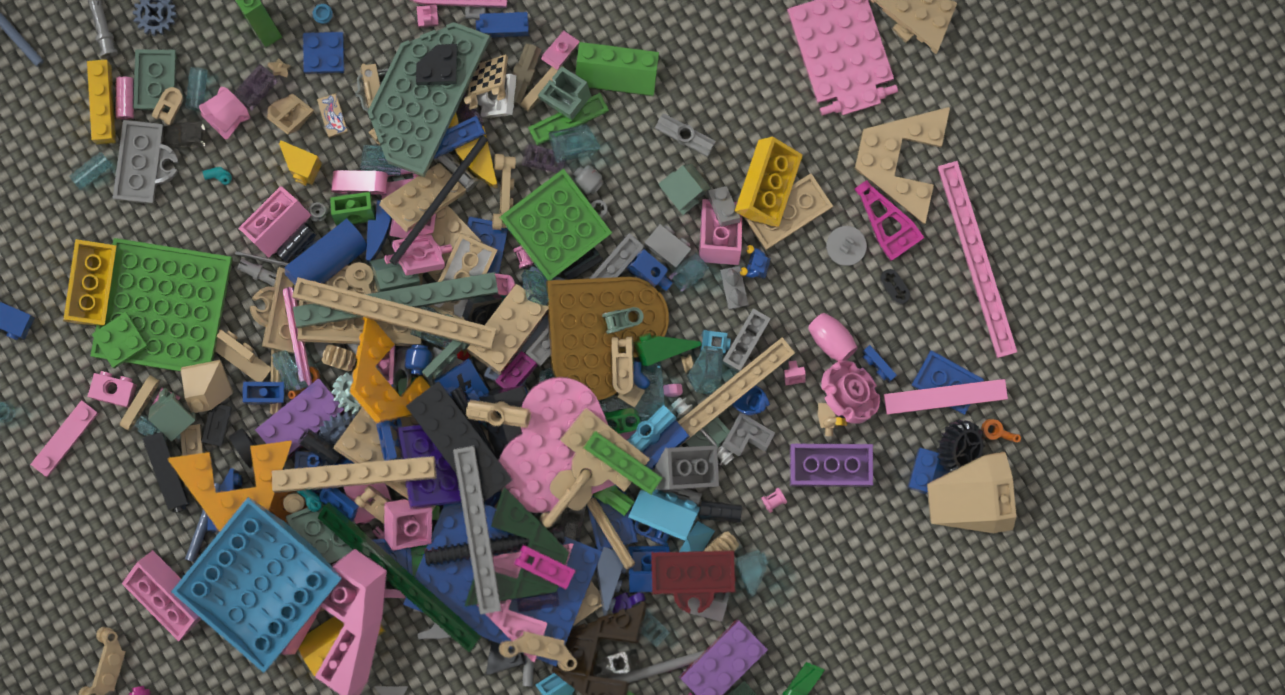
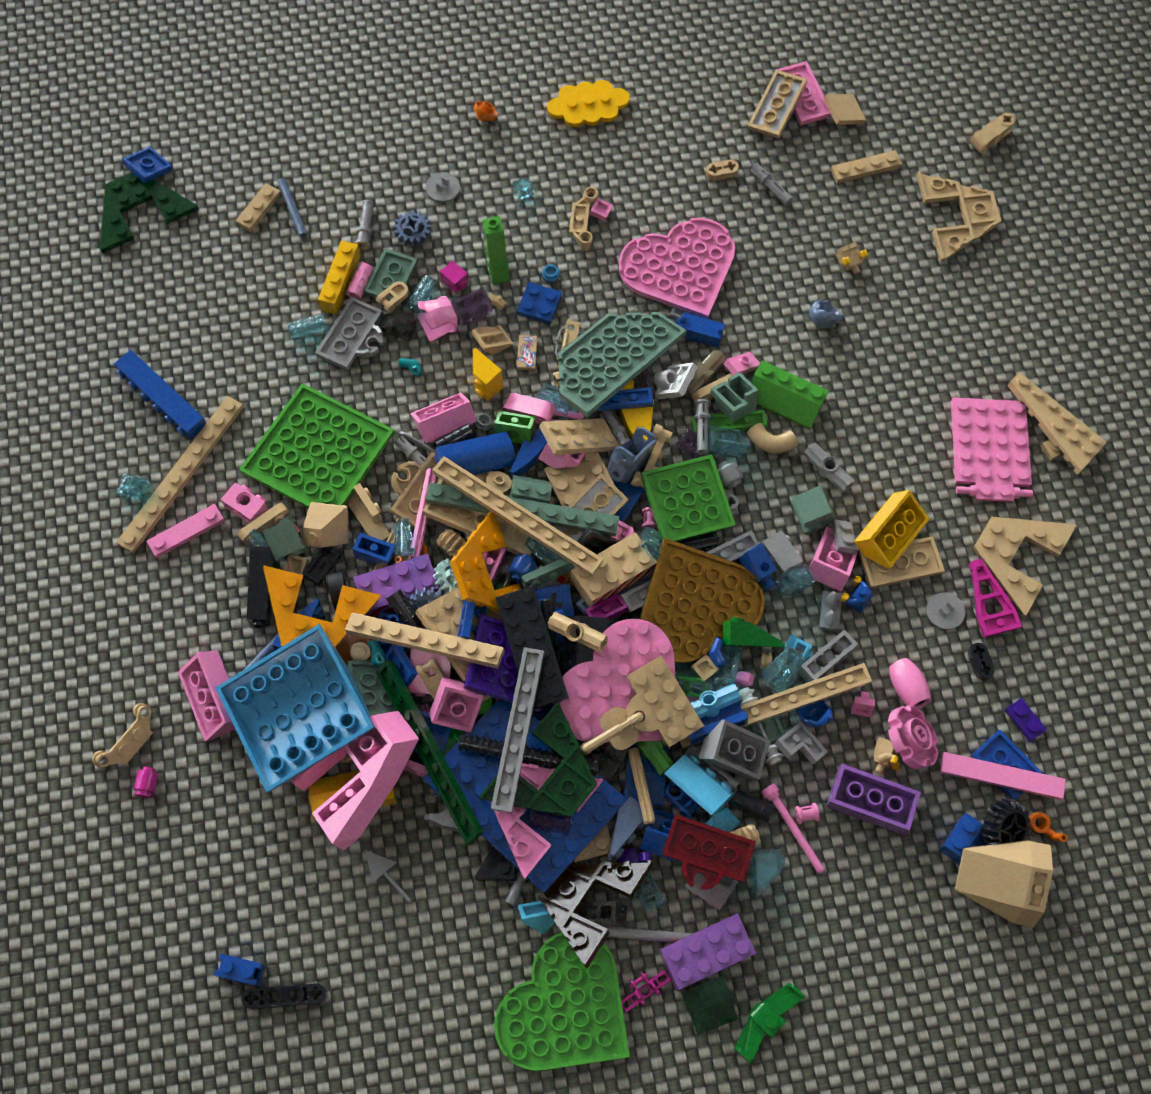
camera: 20 degrees right, 15 degrees down
(32, 380) = (179, 475): none -> tan plate
(89, 283) = (263, 409): yellow slope -> none
(119, 340) = (269, 464): bright green plate -> none
(223, 57) = (454, 277): none -> dark pink brick
(421, 256) = (557, 478): bright pink plate -> none
(427, 16) = (638, 303): bright pink tile -> none
(438, 66) = (633, 337): black plate -> none
(438, 200) = (591, 440): black piece -> none
(482, 204) = (624, 461): none -> sand blue piece
(488, 77) = (670, 362): tan flag -> none
(539, 646) = (536, 864): tan plate -> none
(540, 128) = (702, 419): none -> light grey pin
(545, 567) = (569, 788): dark pink plate -> none
(618, 128) = (772, 443): none -> tan cylinder
(619, 320) = (717, 596): sand green piece -> none
(622, 365) = (706, 637): tan plate -> none
(622, 462) = (677, 718): bright green tile -> none
(736, 494) = (772, 794): none -> bright pink piece
(874, 358) = (949, 730): blue plate -> none
(953, 330) = (1025, 719): none -> dark purple plate
(977, 259) = (1066, 666): bright pink plate -> none

